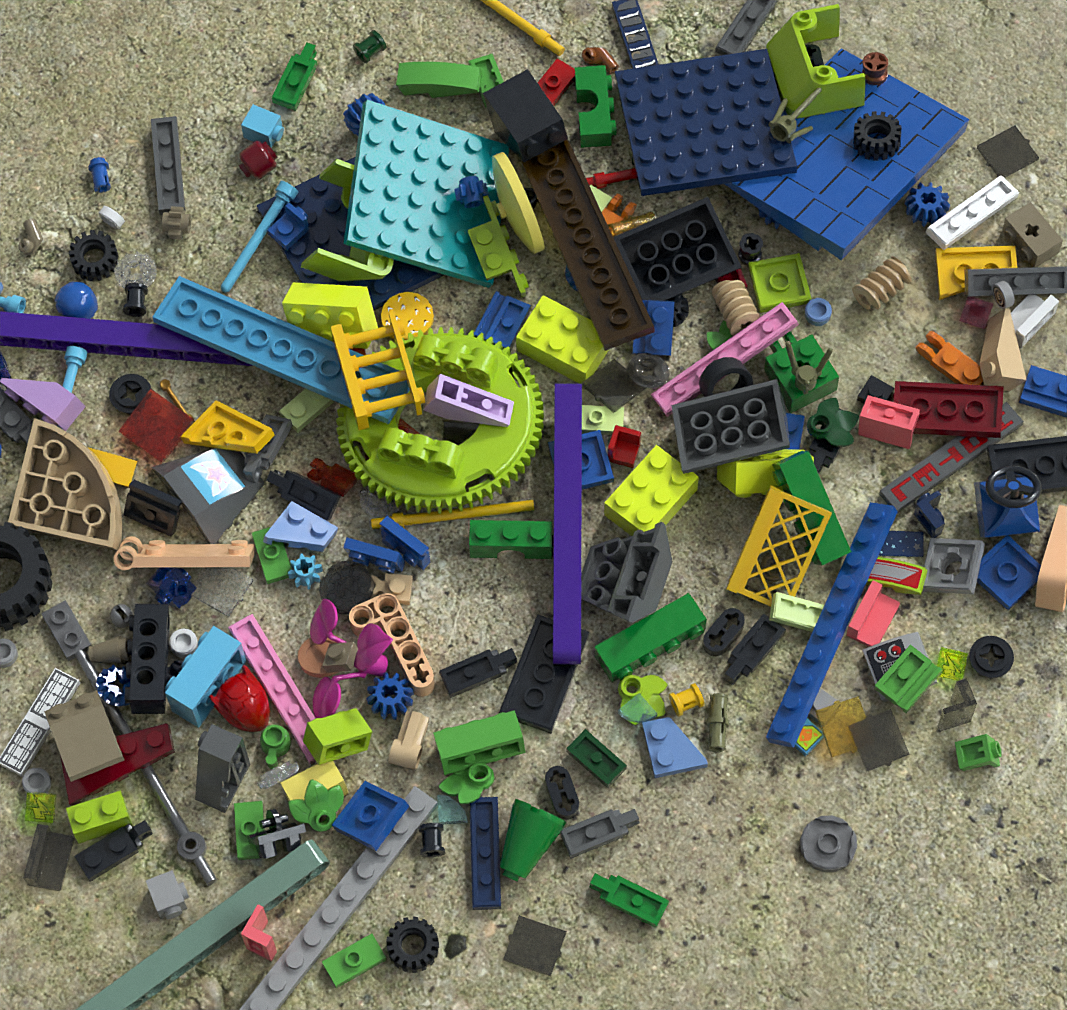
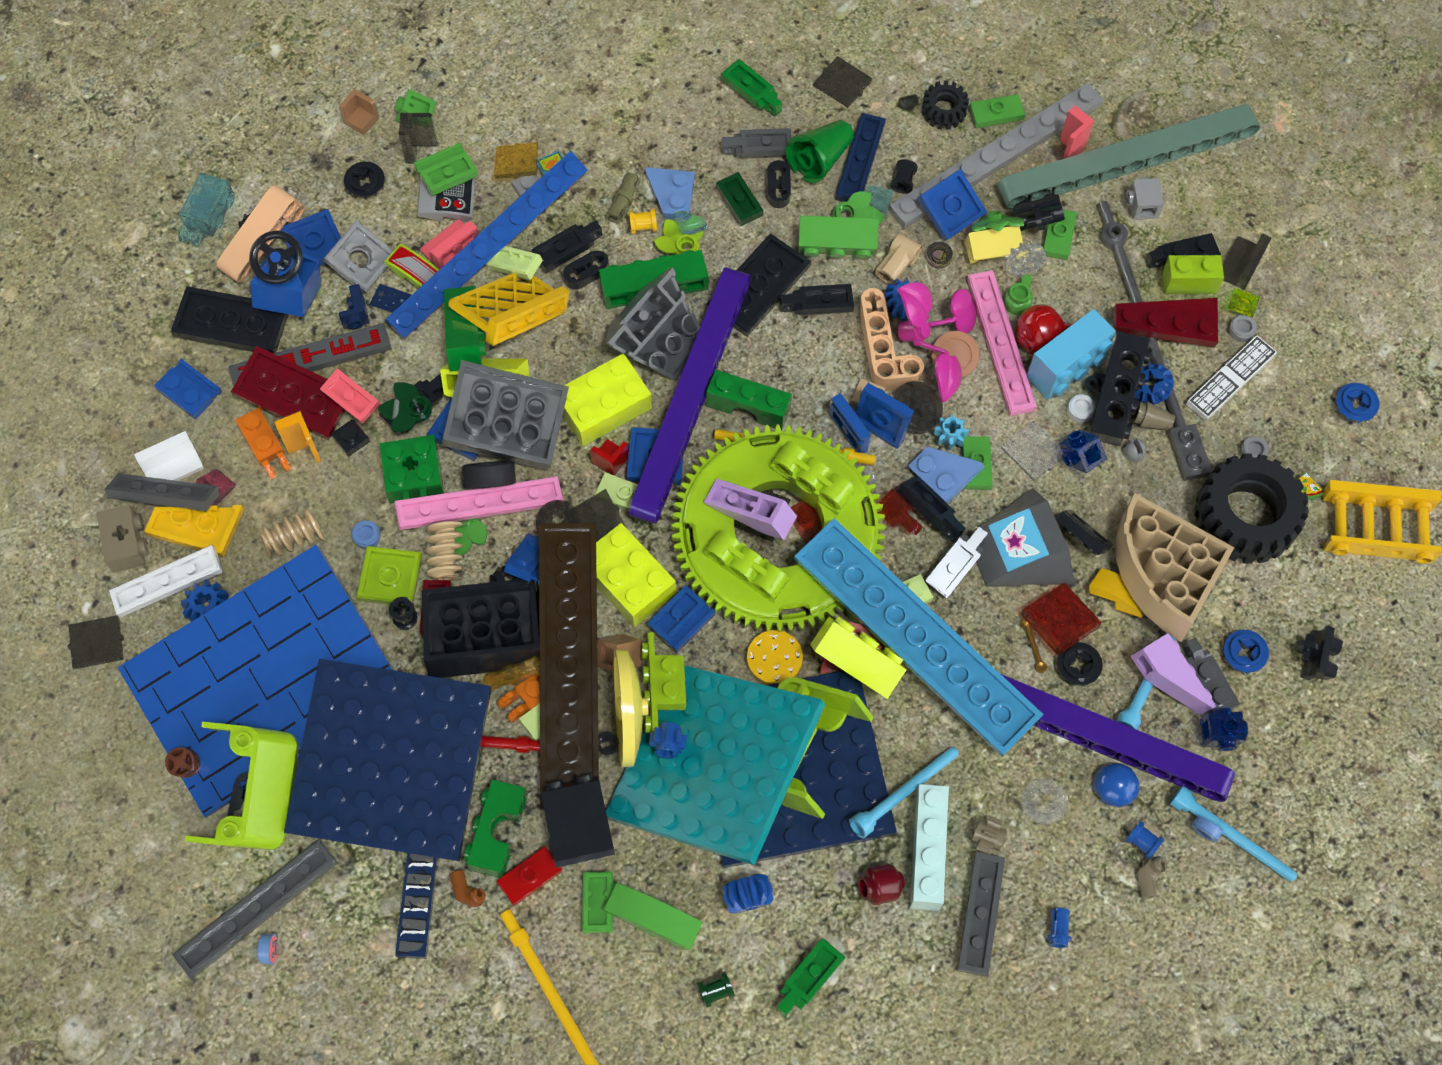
camera: 165 degrees left, 0 degrees up
(41, 262) = (1144, 840): none -> blue bush
(83, 735) = (1195, 331): dark tan slope -> none
(88, 243) = (1074, 842): black tyre -> none
(111, 217) = (1058, 868): white tile -> none
(135, 299) = (1052, 763): black bush -> none
(159, 554) = (1062, 470): light nougat hinge -> none
(220, 767) = (1074, 272): dark grey wedge -> none
(225, 198) = (929, 847): none -> light aqua brick
(227, 429) = (990, 585): yellow wing -> none
(262, 126) = (864, 924): medium azure brick -> none
(289, 227) = (870, 783): blue bracket -> none
(337, 736) = (964, 270): lime brick -> none
(340, 657) = (942, 334): dark tan plate -> none
(357, 387) = (854, 578): yellow fence -> none
(369, 766) = (939, 255): none -> clear smoke tile
(546, 275) = (607, 646): none -> medium nougat panel
(784, 126) = (309, 702): olive plant -> none
(806, 375) = (411, 437): olive plant -> none
(828, 843) = (570, 84): flat silver tile -> none
(877, 124) = (203, 668): black tyre -> none
(878, 740) = (492, 143): clear smoke piece -> none
(915, 367) = (296, 434): none -> light orange panel
(952, 663) = (401, 187): clear neon green tile -> none
(1000, 355) = (215, 428): tan slope -> none
(1003, 294) = (183, 471): light grey tile -> none
(1032, 728) = (359, 111): none -> medium nougat panel

